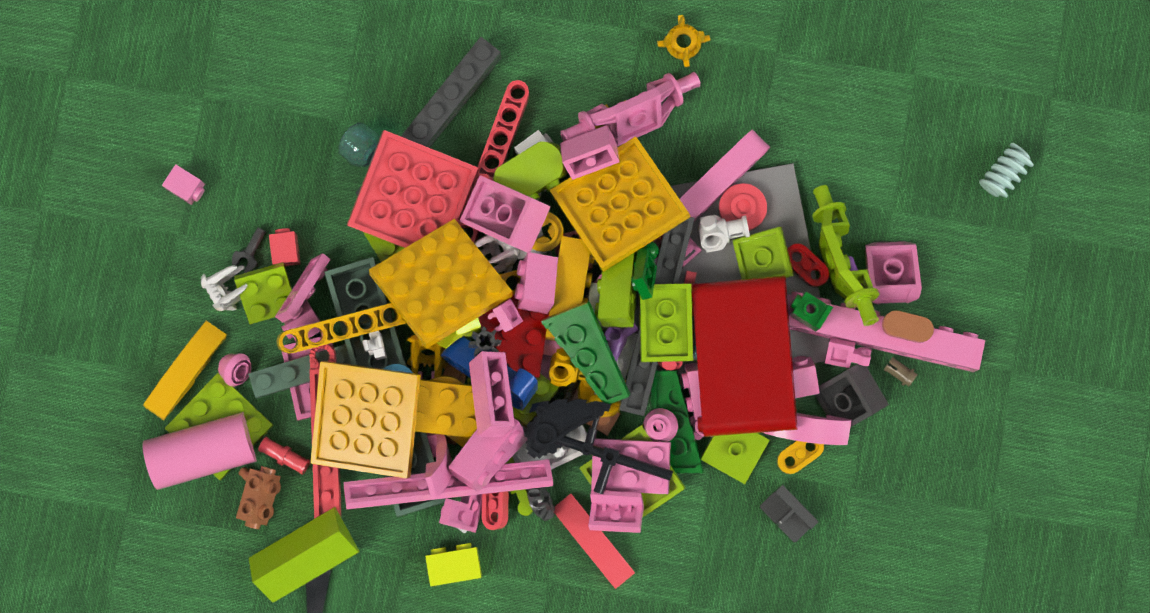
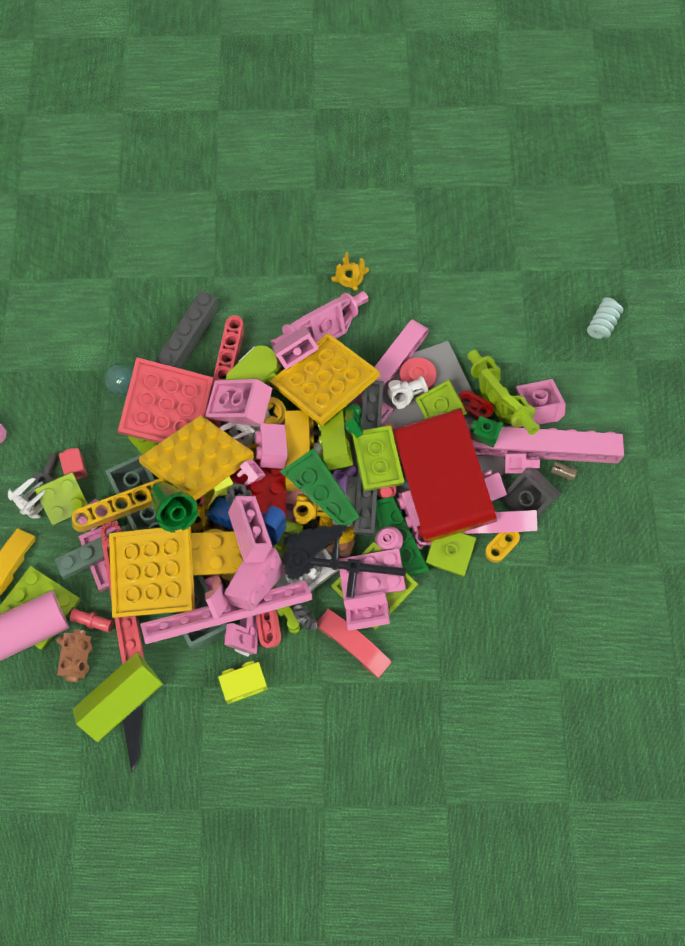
camera: 10 degrees left, 15 degrees down
(234, 369) = (43, 559): bright pink cone -> none
(303, 288) = (91, 487): bright pink plate -> none
(375, 345) = (149, 513): white plate -> none
(402, 350) = (173, 507): none -> green cone
(788, 513) = (504, 591): dark grey panel -> none
(907, 326) = (562, 432): nougat tile -> none

